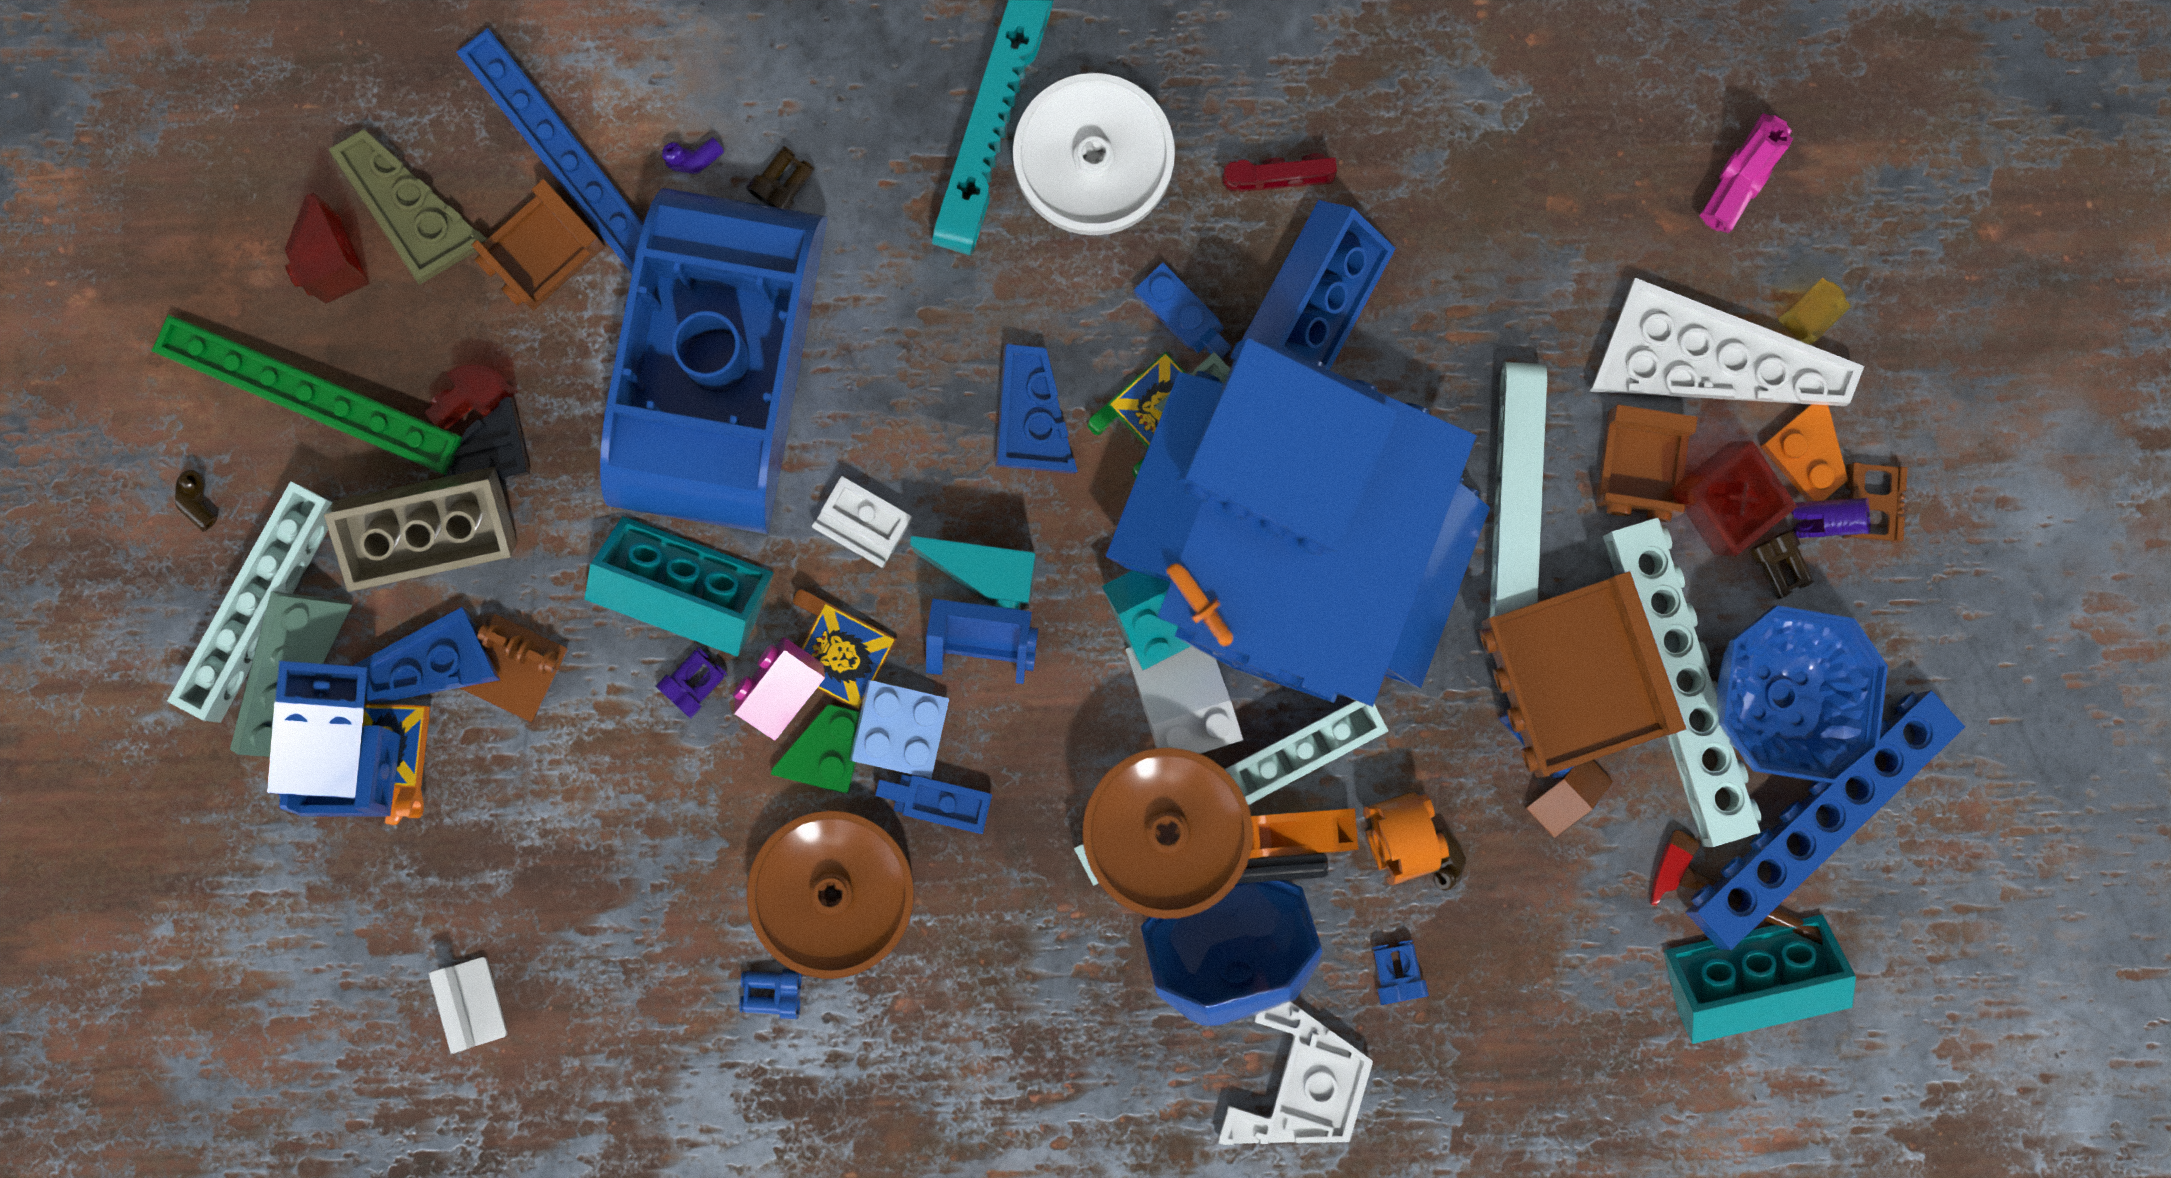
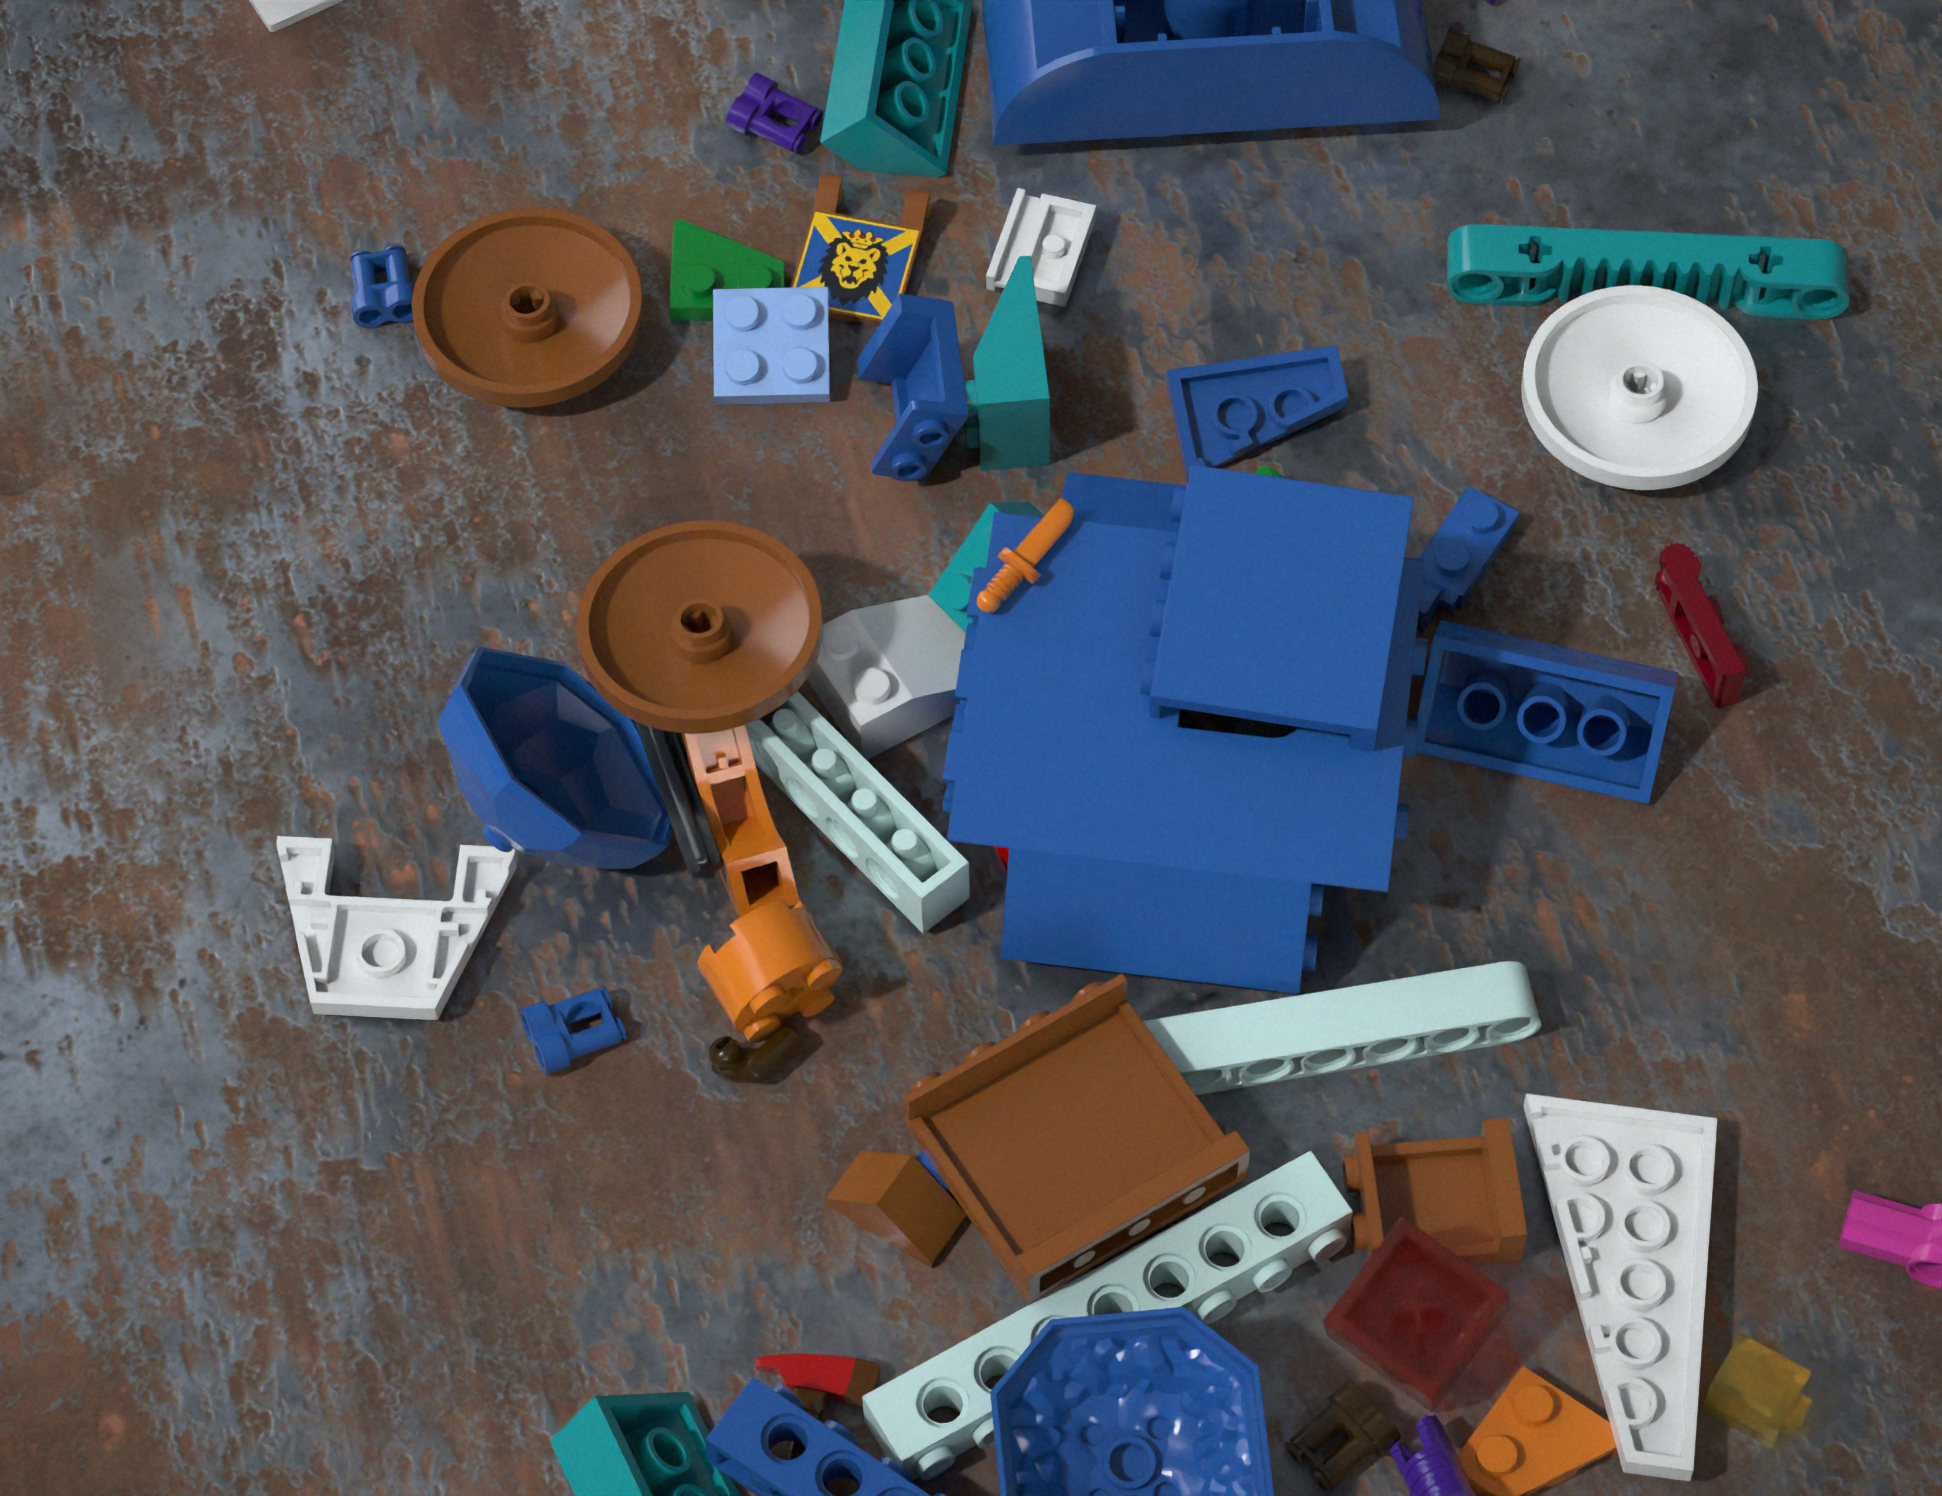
camera: 85 degrees right, 25 degrees down
(778, 687) = (789, 188): brick -> none
(938, 802) = (683, 412): blue hinge -> none

